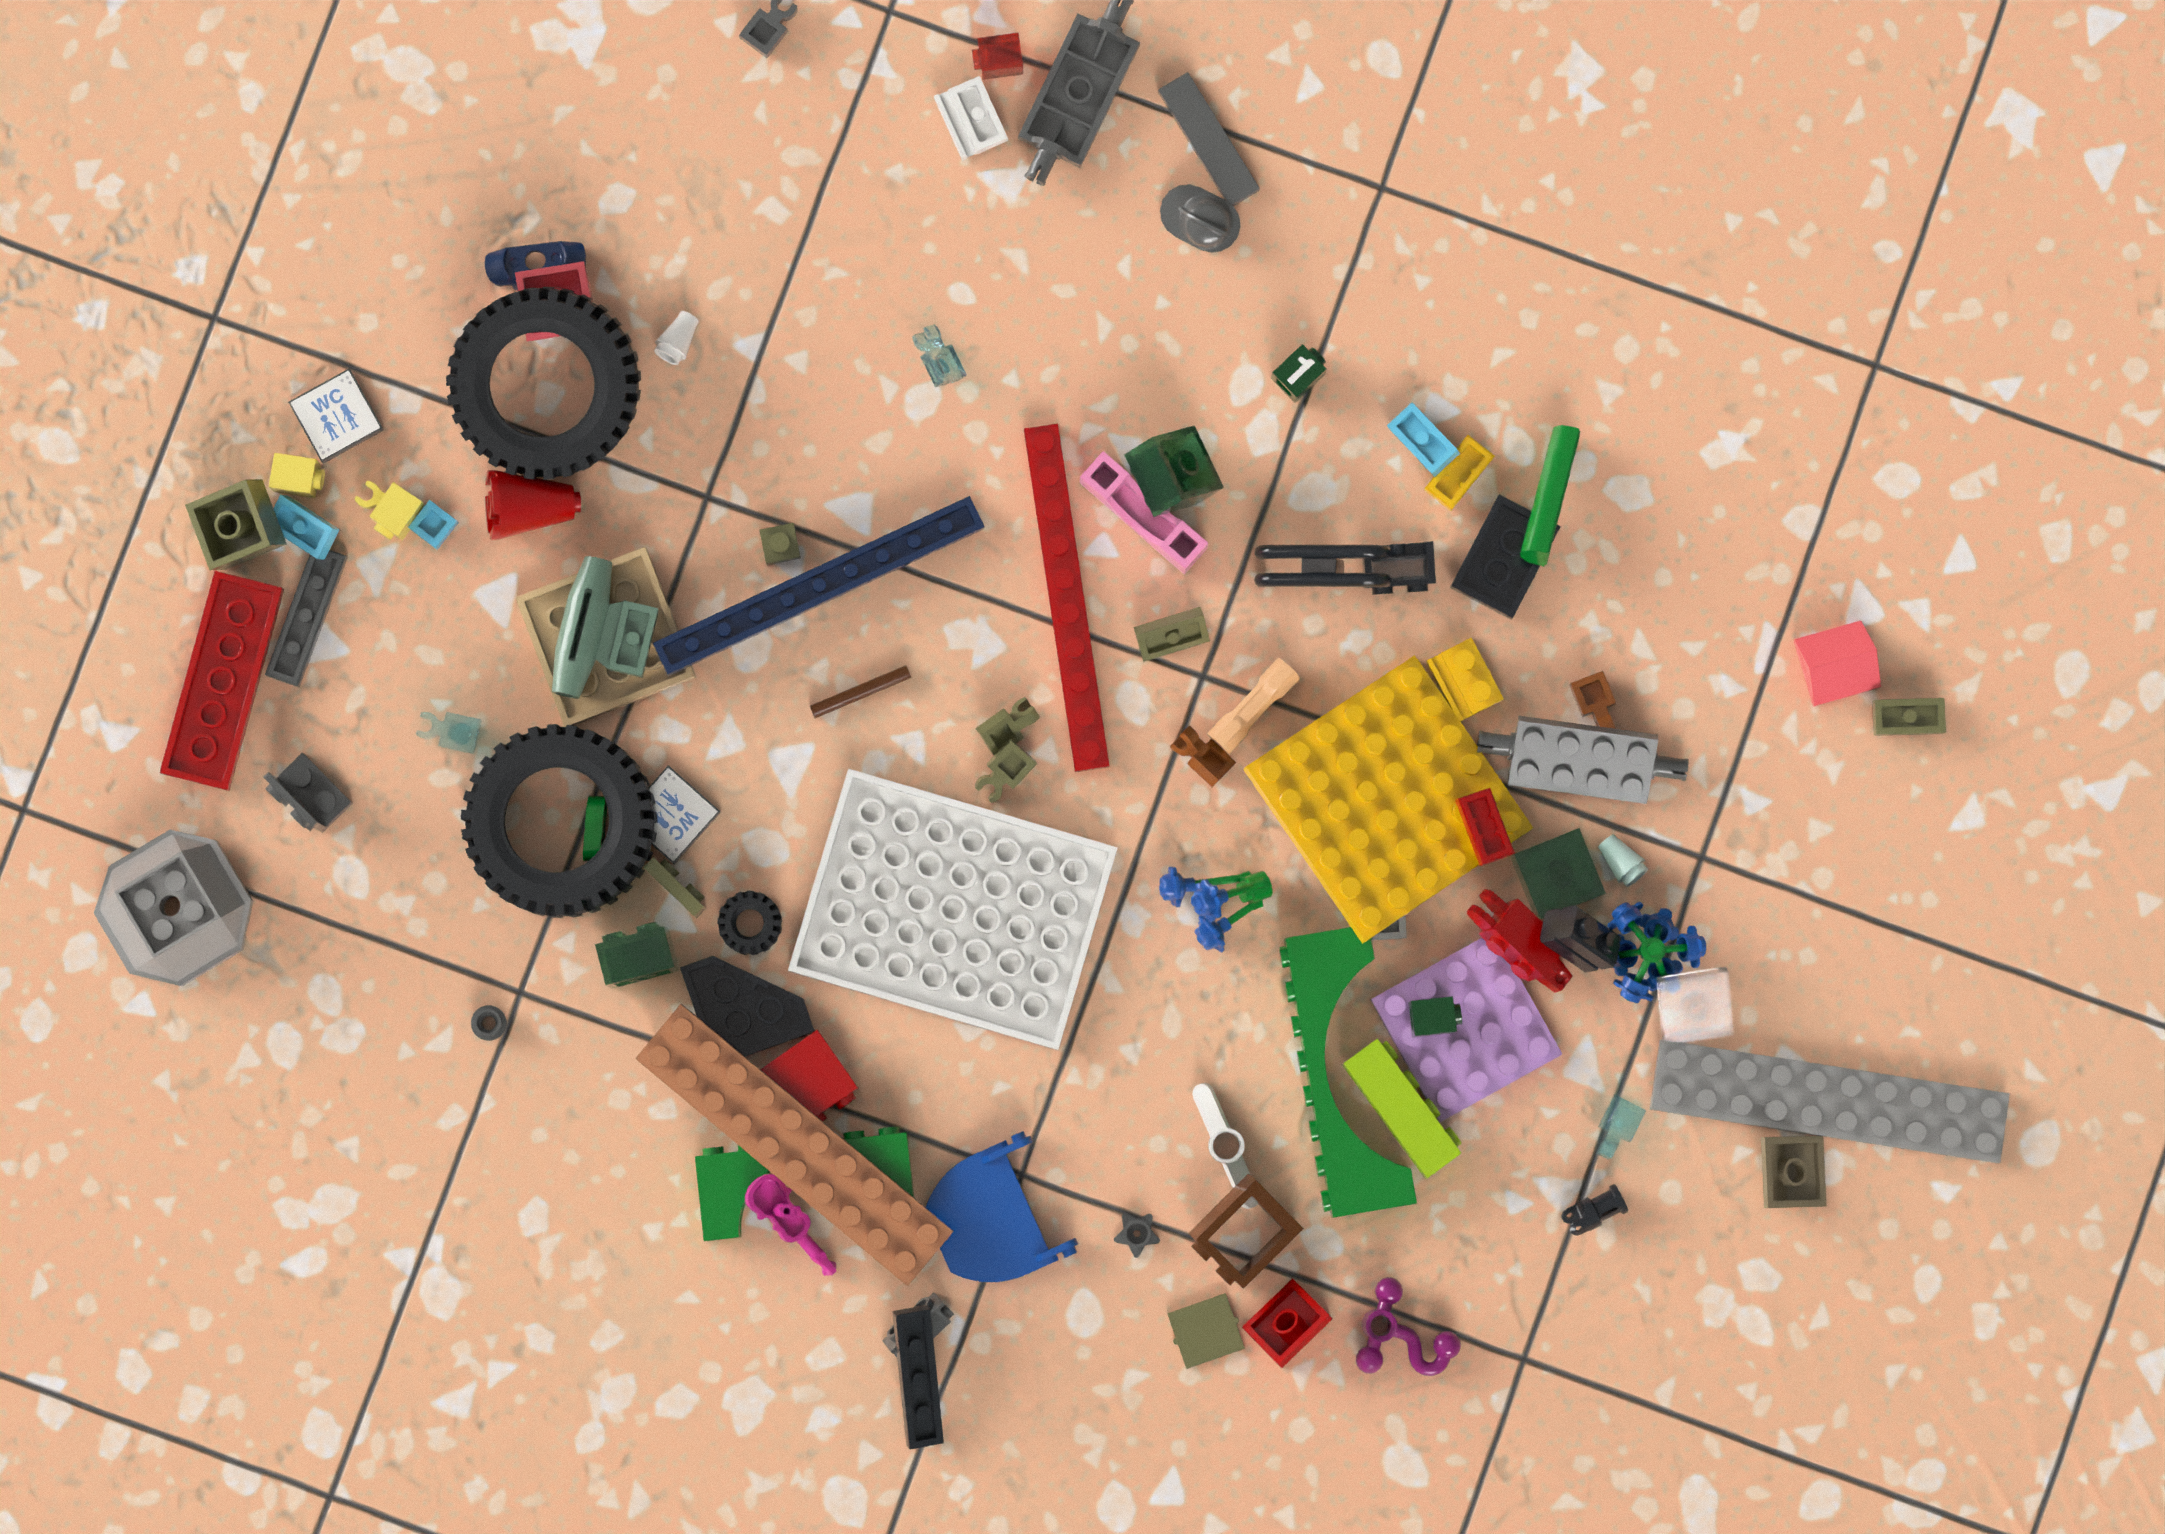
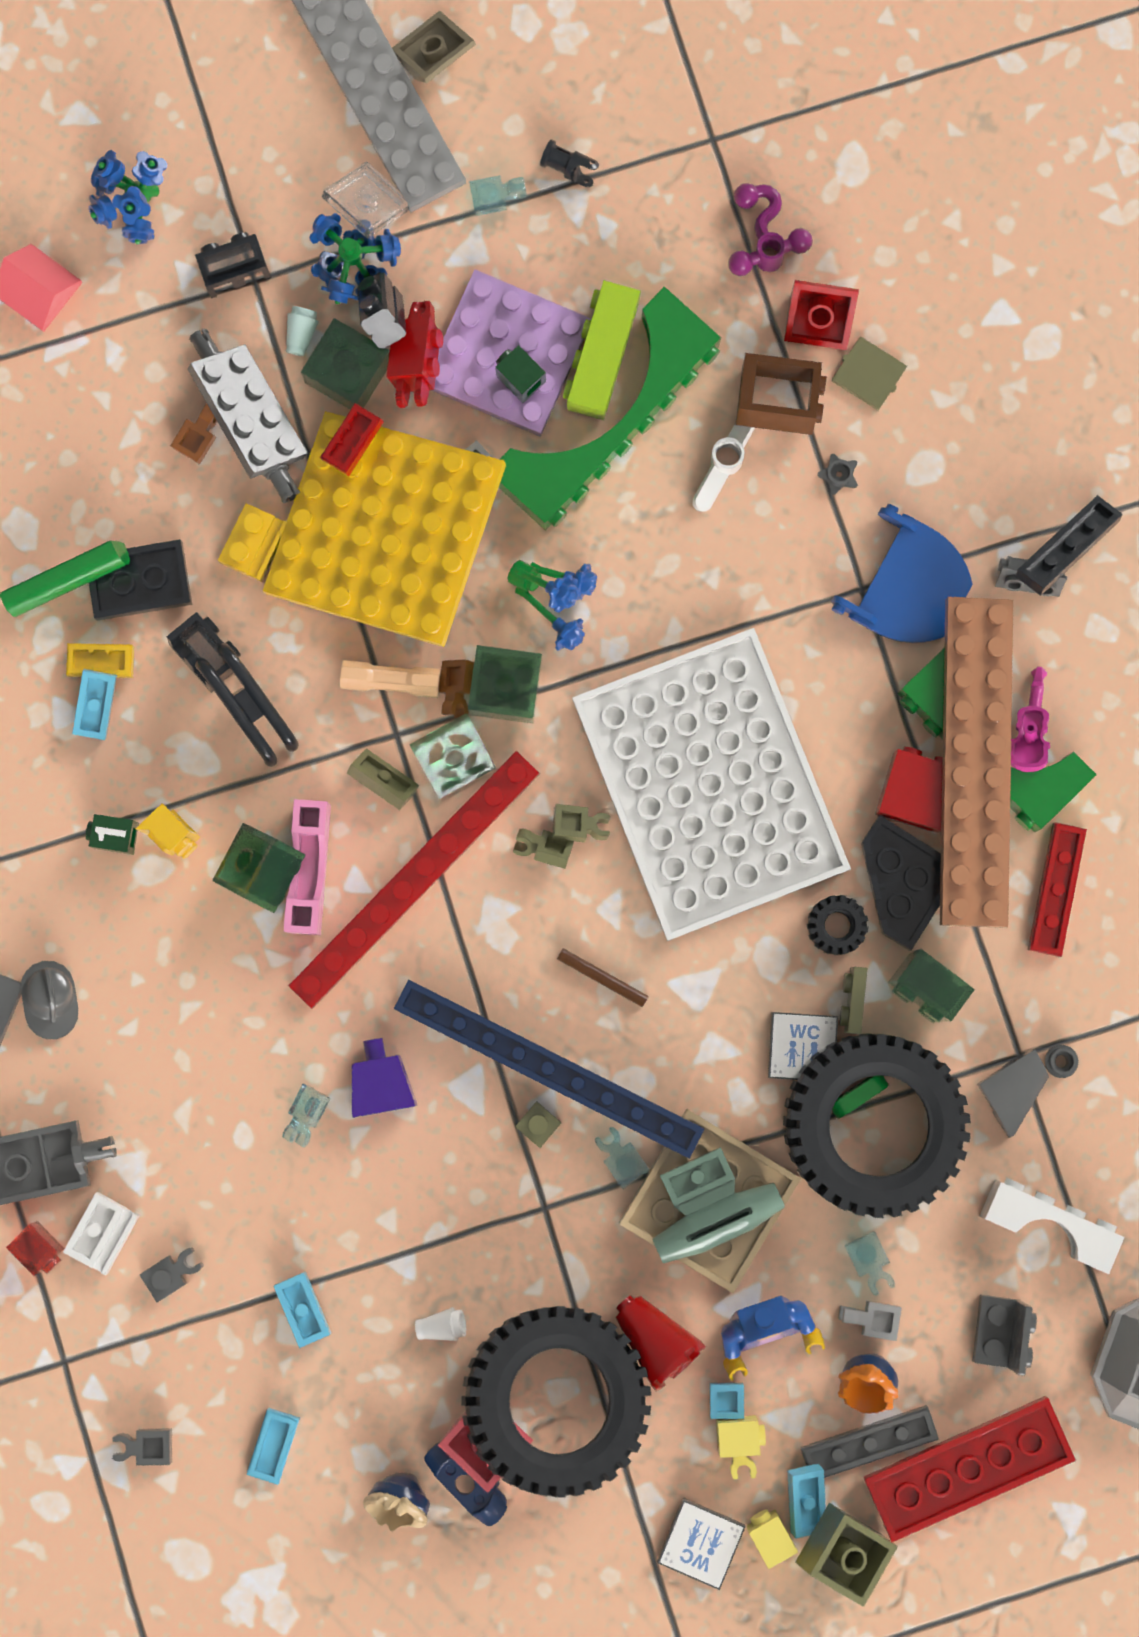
camera: 125 degrees left, 0 degrees up
(355, 650) = (868, 1384): none -> orange hair
(400, 699) = (877, 1319): none -> light grey plate
(401, 884) = (1089, 1242): none -> white arch
(469, 603) = (765, 1324): none -> blue torso
(496, 964) = (1014, 1089): none -> dark grey slope
(563, 196) = (398, 1502): none -> hair
(634, 1135) = (1057, 889): none -> red tile
(688, 129) = (273, 1446): none -> medium azure tile
(692, 590) = (624, 1161): none -> clear light blue plate
(780, 235) = (302, 1309): none -> medium azure plate
(893, 145) = (167, 1276): none -> dark grey plate
(916, 438) = (380, 1082): none -> dark purple torso
(1126, 683) = (480, 766): none -> clear green piece
(1171, 797) = (505, 684): none -> clear green brick
(1261, 421) = (169, 832): none -> yellow window
(1727, 846) = (231, 262): none -> black window
(1843, 795) = (134, 202): none -> blue plant
(1909, 716) = (37, 206): olive plate -> none

